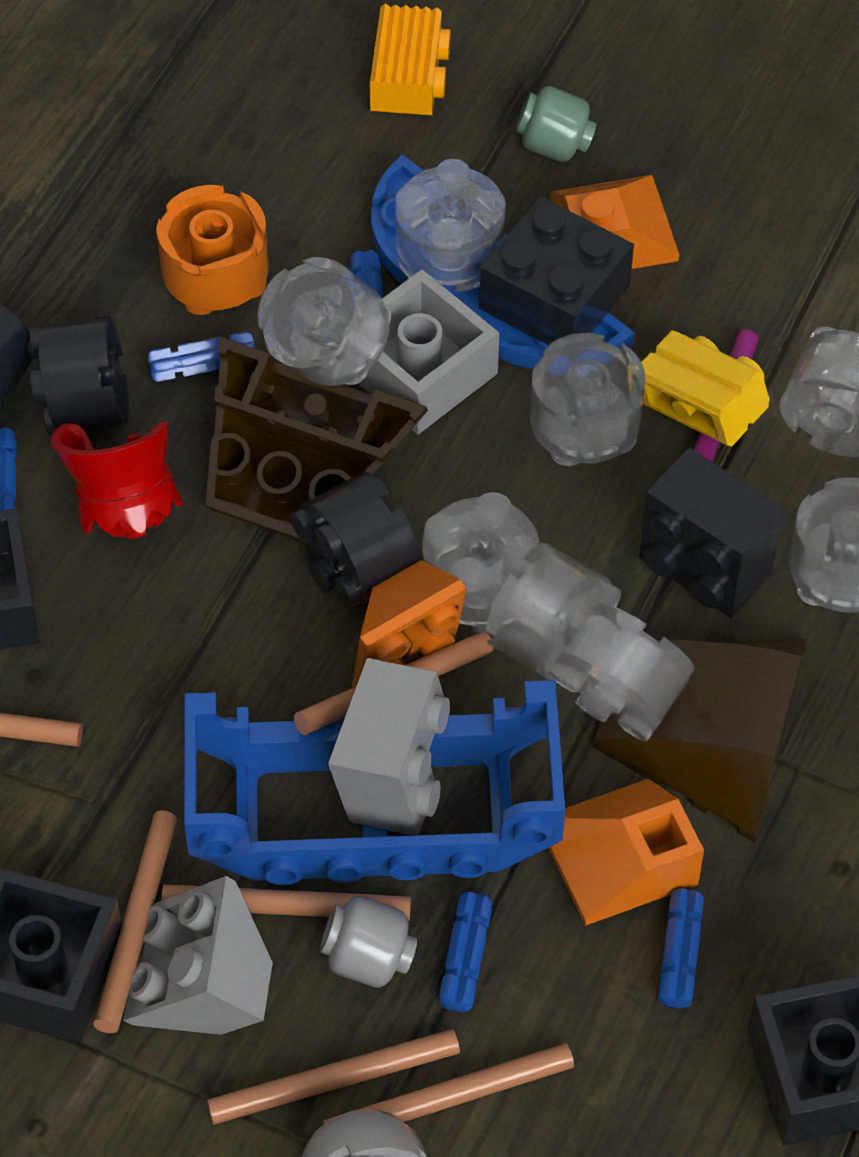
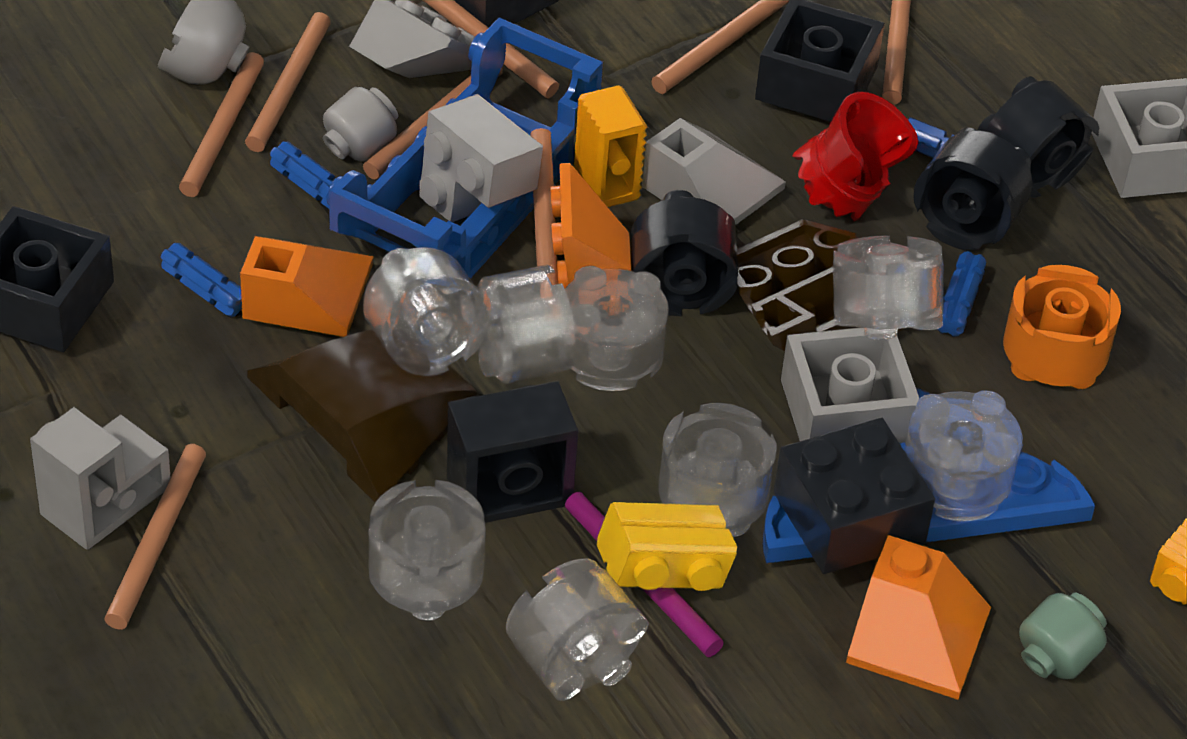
camera: 120 degrees right, 10 degrees down
(202, 606) = (707, 168): none -> light grey slope
(255, 670) = (610, 145): none -> light orange brick

